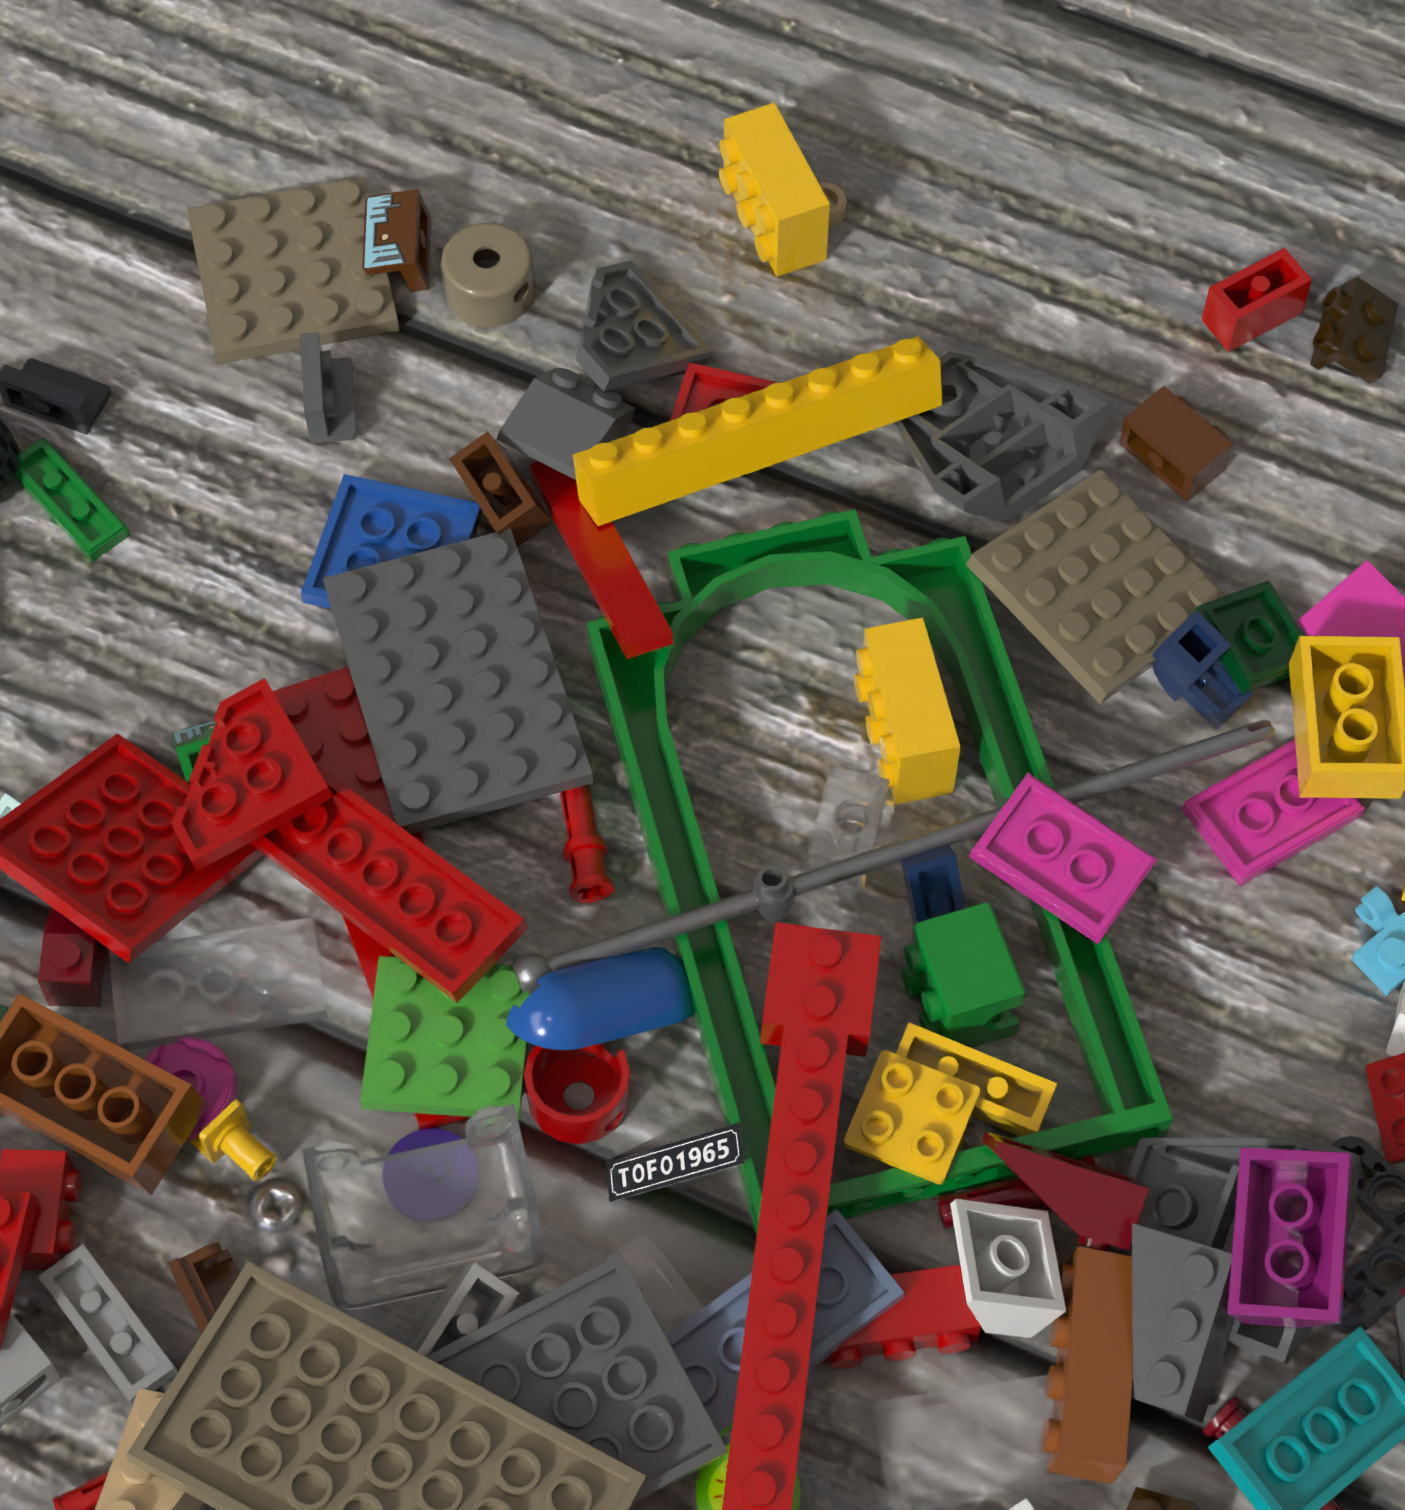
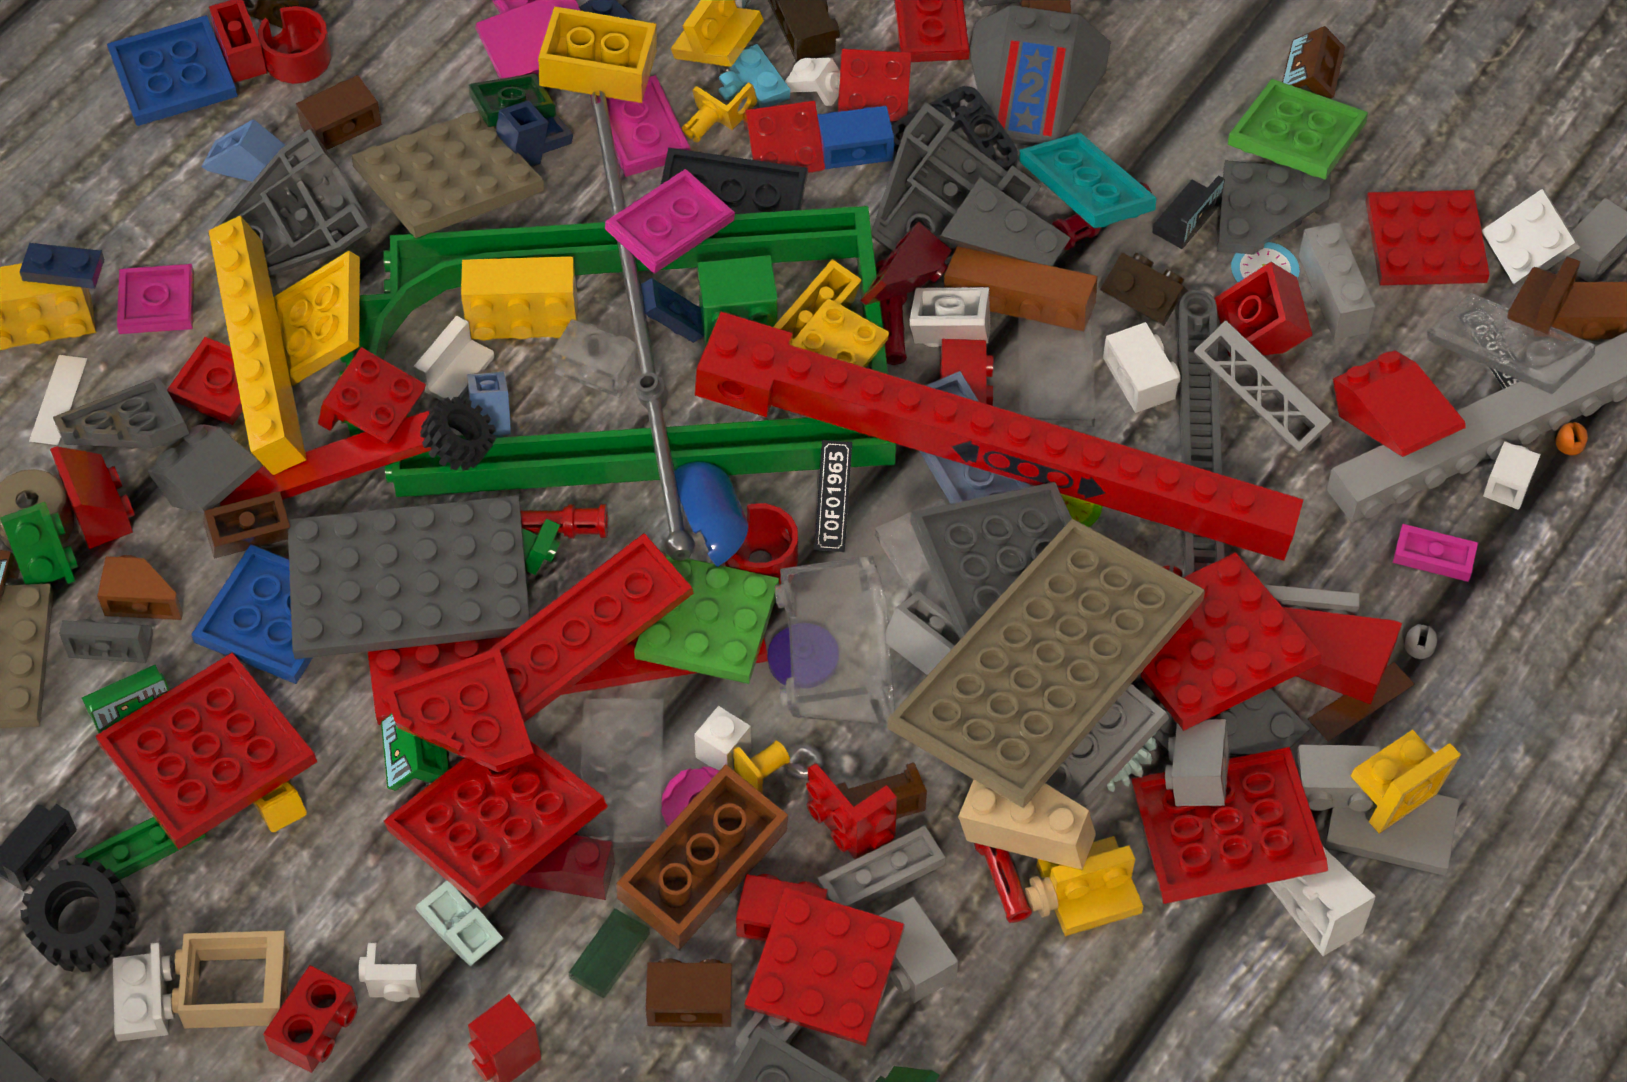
camera: 80 degrees left, 5 degrees down
(138, 621) = (281, 807): none -> yellow slope
(144, 1259) = (852, 828): none -> red bracket
(189, 528) = (206, 750): none -> red plate
(255, 435) = (124, 697): none -> green panel
(271, 1092) = (719, 738): none -> white brick
(401, 403) = (136, 590): none -> dark orange slope
(429, 288) = (36, 545): none -> green bracket
(514, 320) = (94, 495): none -> red slope
(530, 818) = (540, 546): none -> green bracket
(669, 673) = (447, 444): none -> black tyre
(677, 563) = (371, 397): none -> red bracket
(678, 263) = (58, 398): none -> white sticker
(744, 714) = (491, 394): none -> medium blue slope
(801, 191) = (62, 265): none -> dark blue plate
(806, 664) = (450, 360): none -> white panel
(815, 489) = (320, 316): none -> yellow plate
(835, 320) = (155, 299): none -> dark pink tile
(1080, 354) = (243, 152): none -> medium blue slope
(1182, 949) = (742, 182): none -> black tile
(1188, 242) = (172, 70): none -> blue plate
(1263, 347) = (297, 35): none -> red piece
(1290, 1237) = (977, 140): magenta slope -> none
(1293, 995) = (786, 135): none -> red bracket
(1315, 893) = (713, 111): none -> yellow bracket
(1324, 1088) = (856, 137): none -> blue brick

